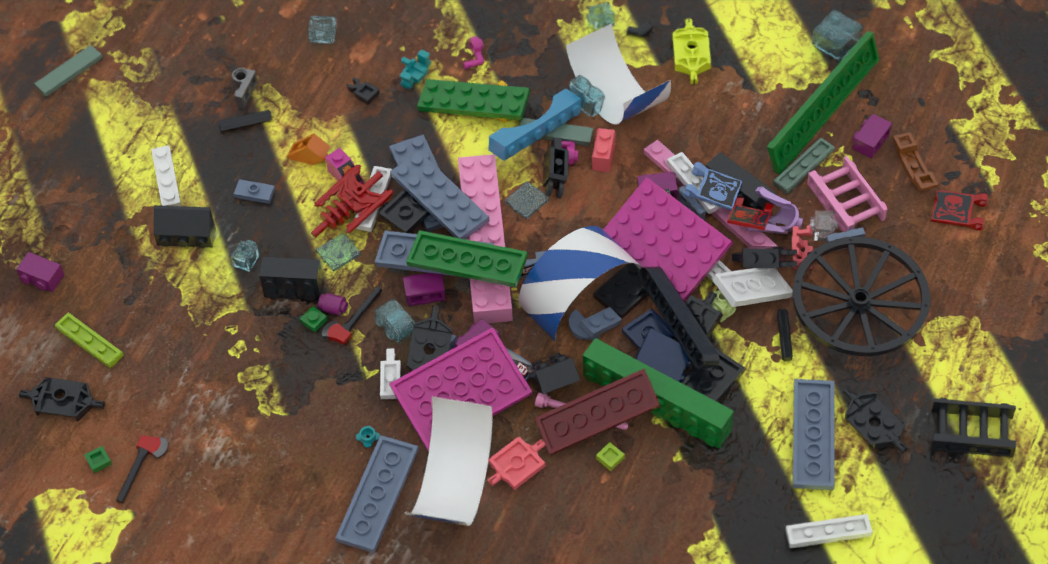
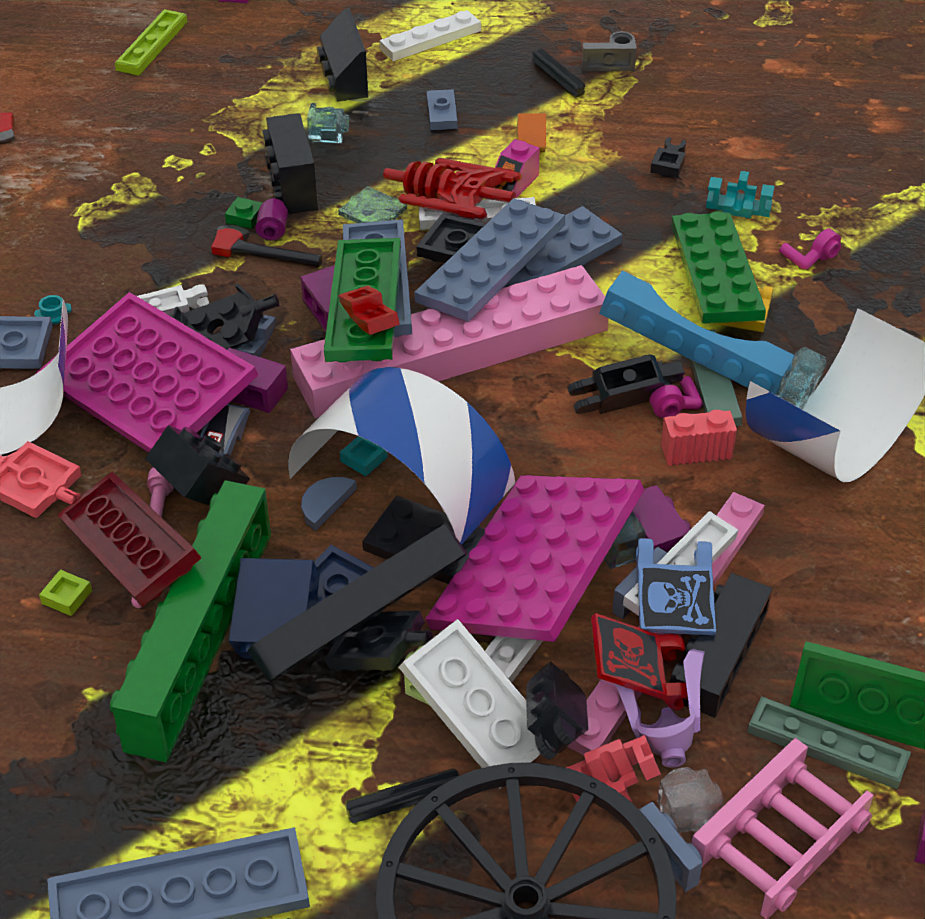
camera: 70 degrees right, 10 degrees down
(74, 404) = (55, 43): black plate -> none
(322, 29) = (752, 93): clear light blue piece -> none
(394, 320) = (265, 278): clear light blue brick -> none
(487, 256) = (367, 310): none -> red slope
(526, 200) = (553, 375): clear light blue piece -> none
(600, 322) = (336, 516): sand blue plate -> none
(717, 380) = (273, 710): black plate -> none

